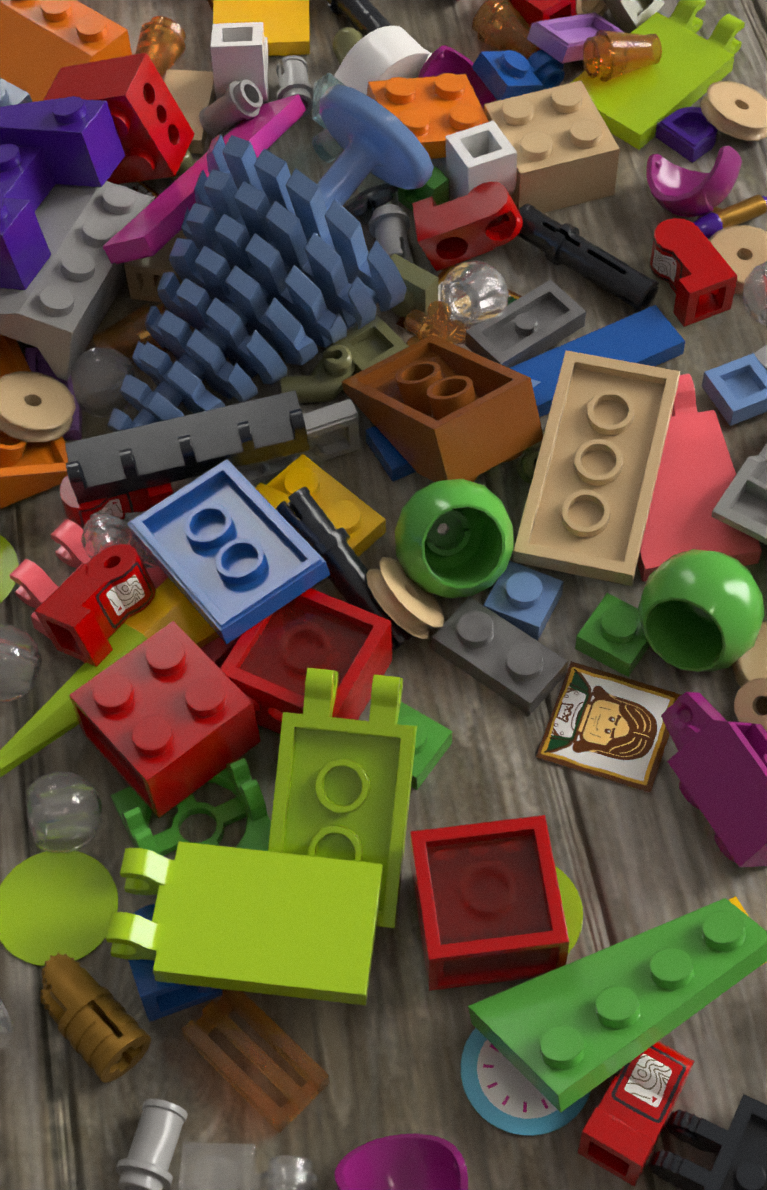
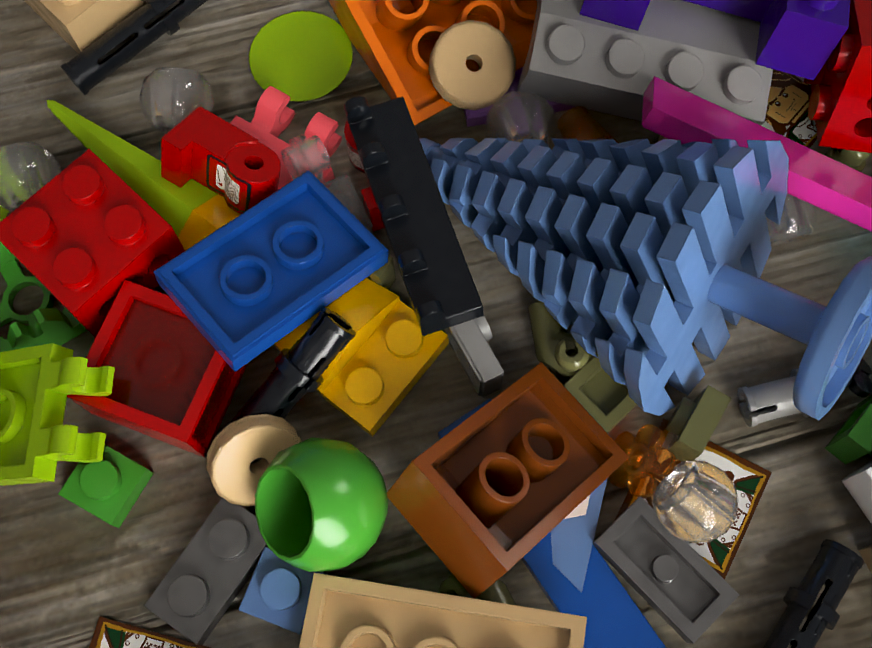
camera: 85 degrees right, 15 degrees up
(466, 224) = (803, 483): red leg -> none

